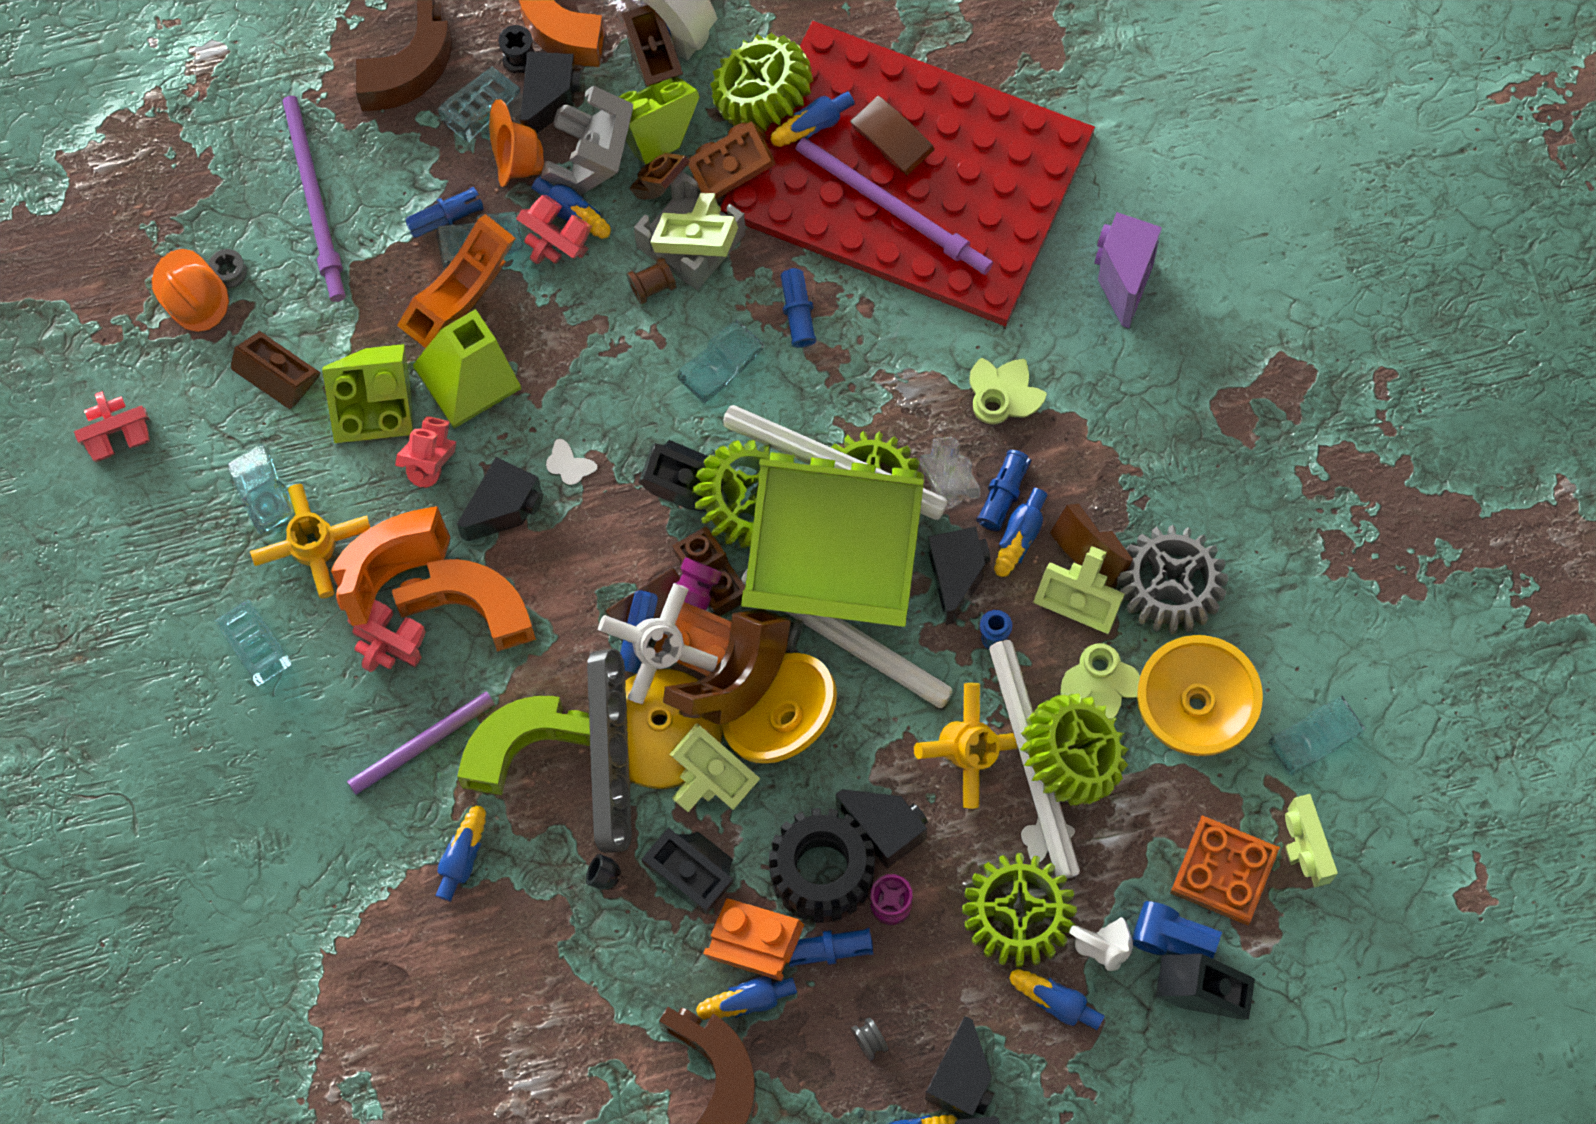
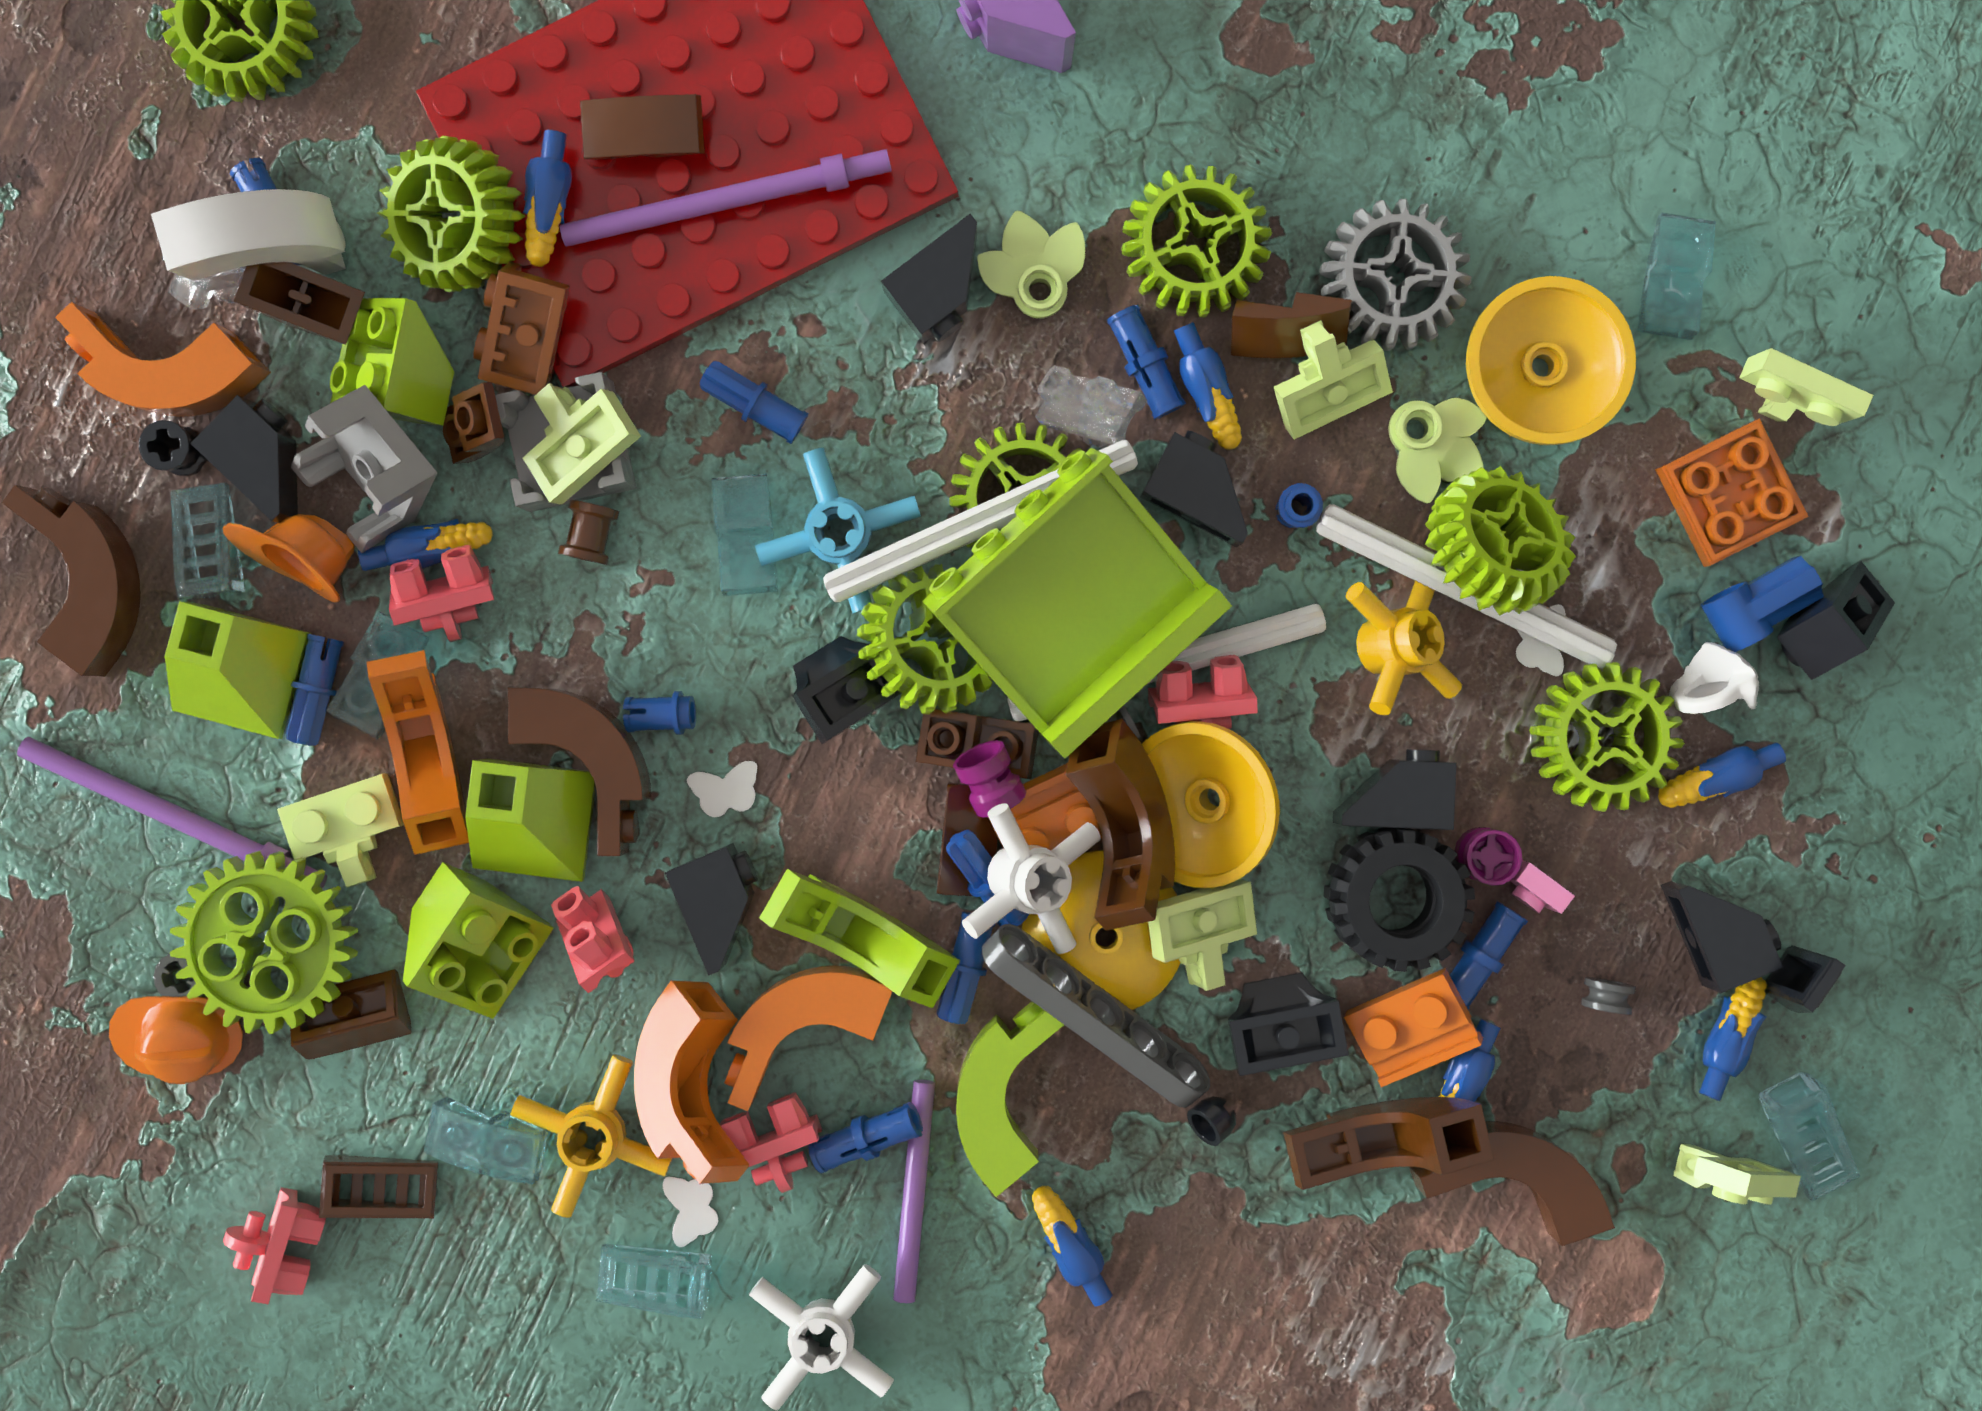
camera: 55 degrees left, 20 degrees up
(173, 427) = (355, 1207): none -> reddish brown slope
(276, 259) = (220, 920): none -> lime gear
(297, 736) = (806, 1352): none -> white bar
(308, 637) = (693, 1203): none -> white sticker
(379, 284) = (343, 825): none -> yellowish green hinge
(412, 676) = (866, 1137): none -> blue pin
(422, 163) = (233, 668): none -> lime slope
(537, 386) = (599, 742): none -> reddish brown arch
(546, 584) = (862, 935): none -> lime arch
(568, 668) = (961, 988): none -> blue axle
(590, 401) = (660, 713): none -> blue pin
(670, 971) = (1408, 1132): none -> reddish brown arch
(770, 388) = (831, 507): none -> medium azure bar
(856, 676) = (1212, 702): none -> coral hips
(896, 943) = (1539, 890): none -> bright pink plate
(948, 347) = (936, 282): none -> black slope
(1065, 444) = (1239, 220): none -> lime gear

